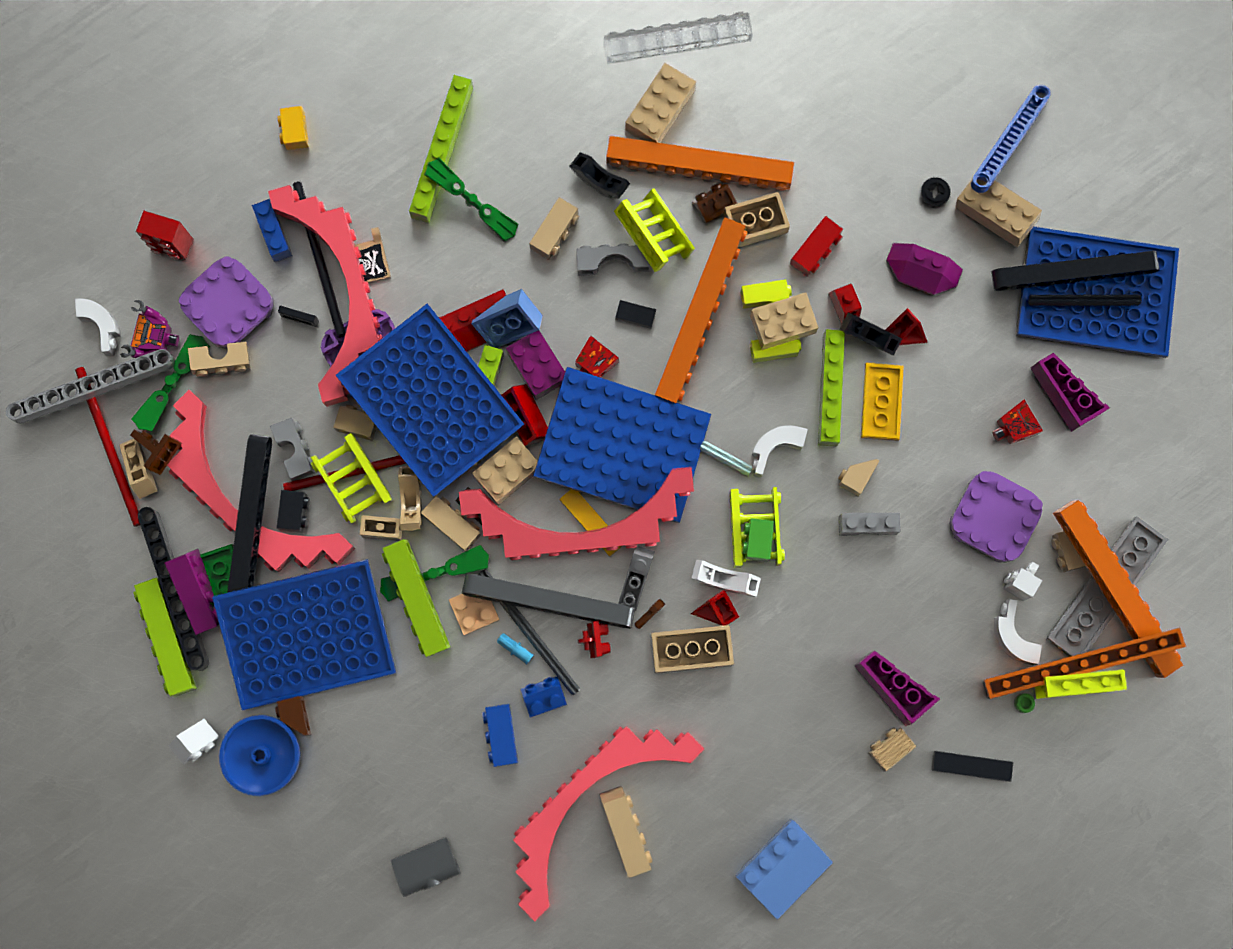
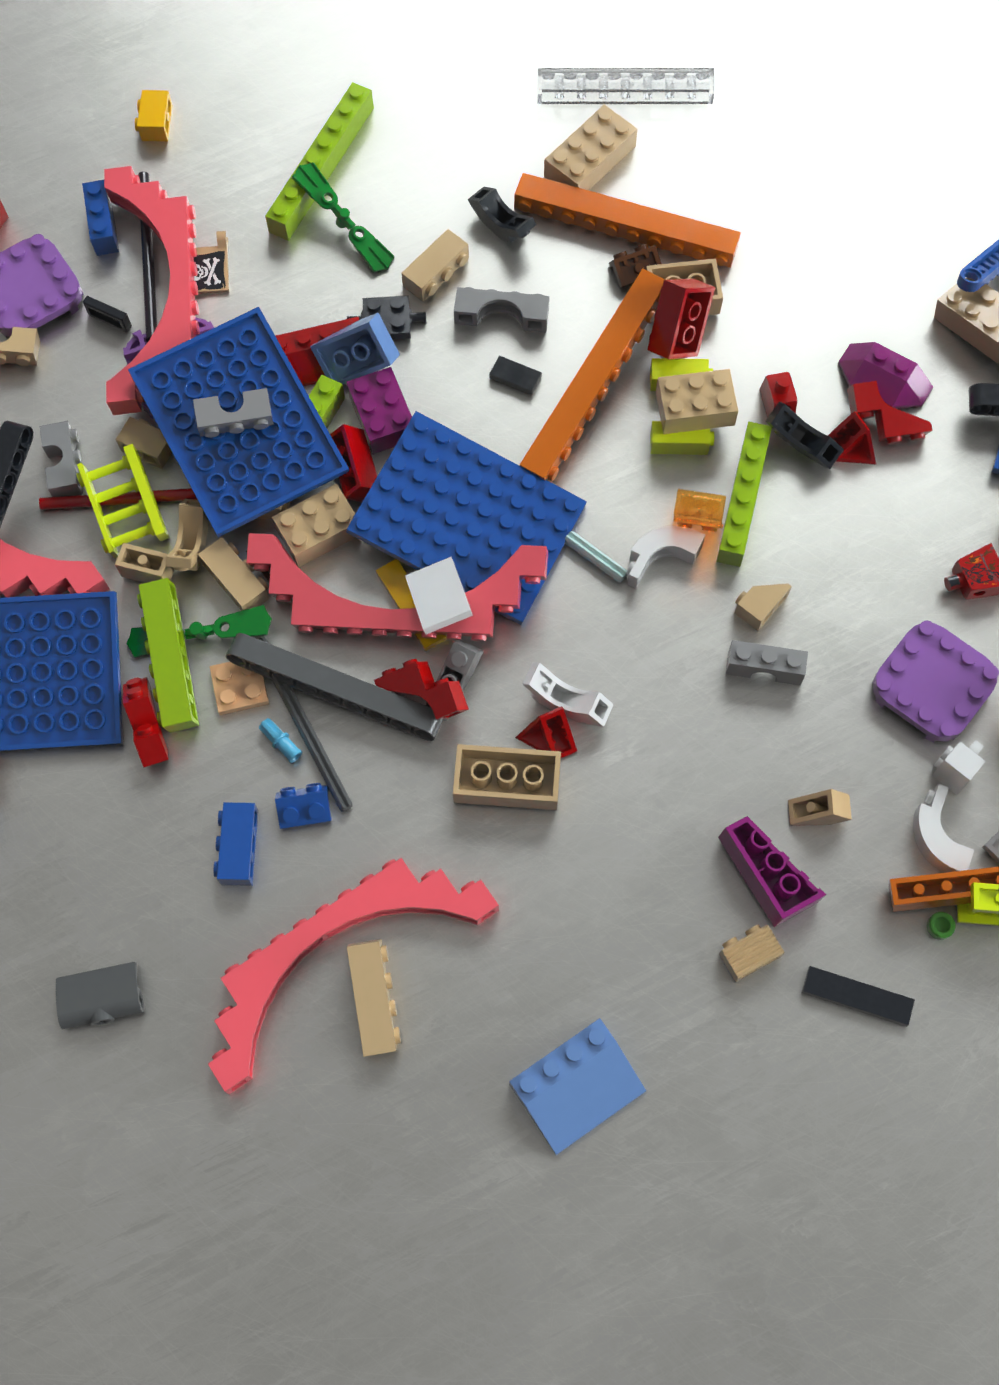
camera: 15 degrees right, 10 degrees down
(292, 511) = (42, 529): black brick -> none
(409, 653) = (143, 718): none -> red arch
(444, 395) = (253, 414): none -> light grey arch
(526, 277) = (394, 313): none -> black plate
(592, 639) = (386, 735): red hips -> none
(596, 358) = (457, 413): red torso -> none
(611, 587) = (416, 679): none -> red arch
(615, 519) = (438, 595): none -> white tile
(642, 237) = (544, 292): neon yellow fence -> none
(649, 614) = (470, 720): reddish brown bar -> none
(738, 518) = (596, 652): neon yellow fence -> none
(758, 539) = (618, 654): bright green brick -> none
(760, 252) = (680, 318): none -> red brick
(799, 409) = (699, 509): none -> clear orange bracket
(817, 246) = (753, 331): red brick -> none
(882, 401) = (807, 523): yellow tile -> none
(925, 631) = (820, 808): none -> tan slope
(935, 310) = (890, 422): none -> red arch
(943, 189) = (903, 289): black gear -> none

